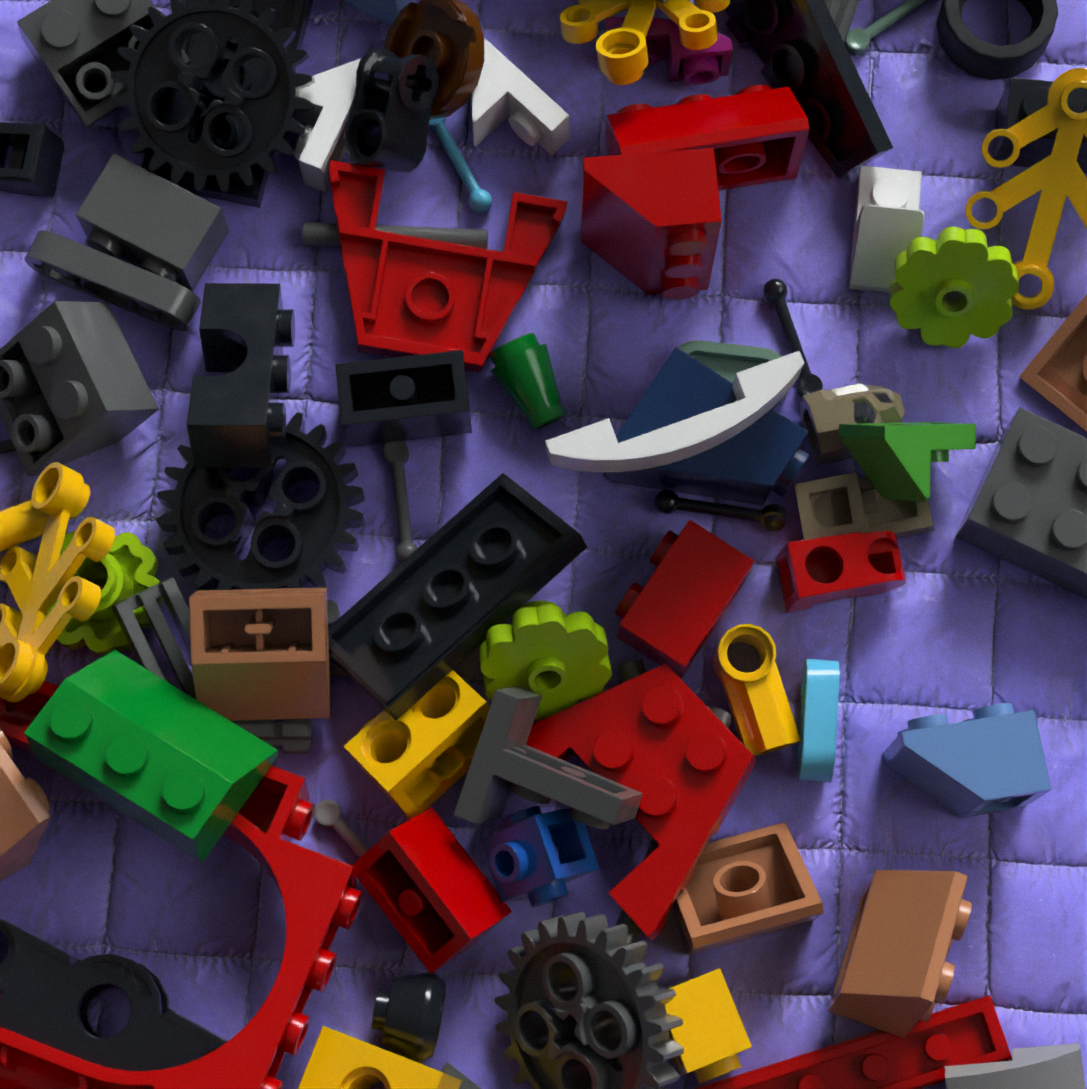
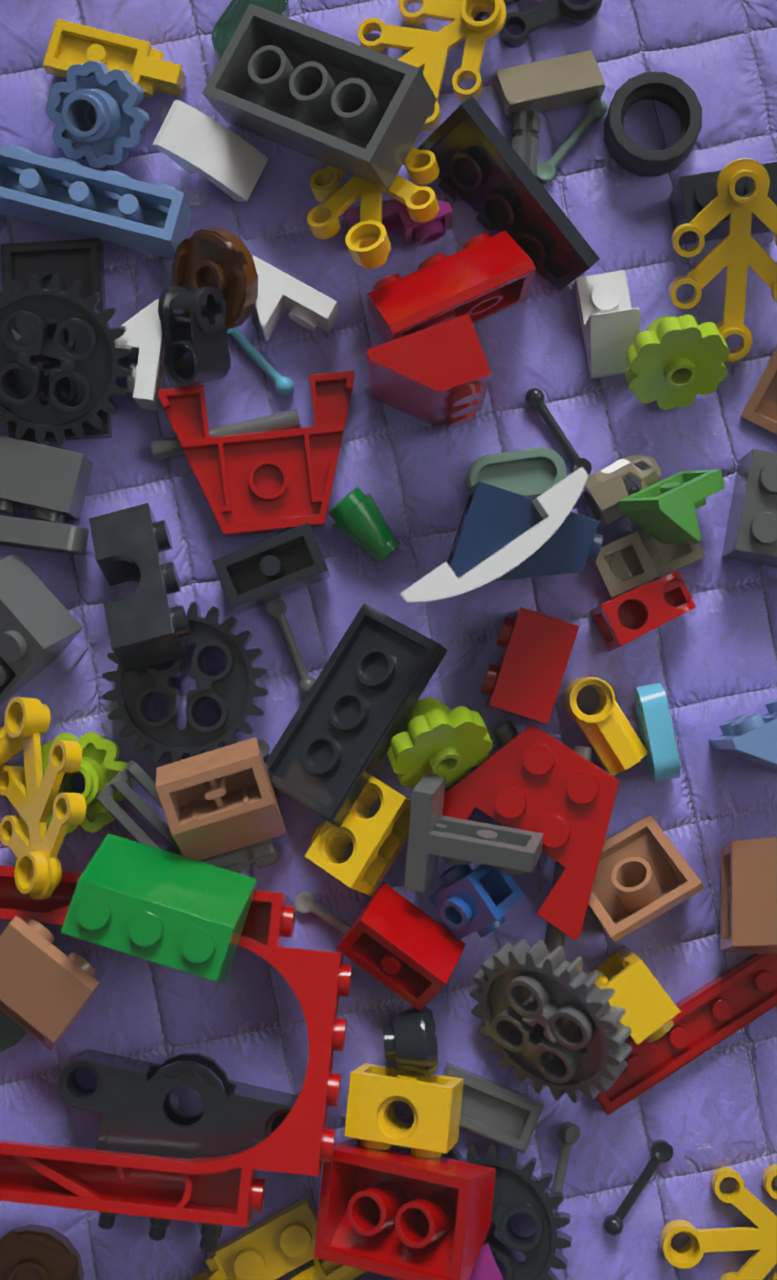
camera: 15 degrees left, 10 degrees up
(771, 516) = (578, 581): black hinge -> none

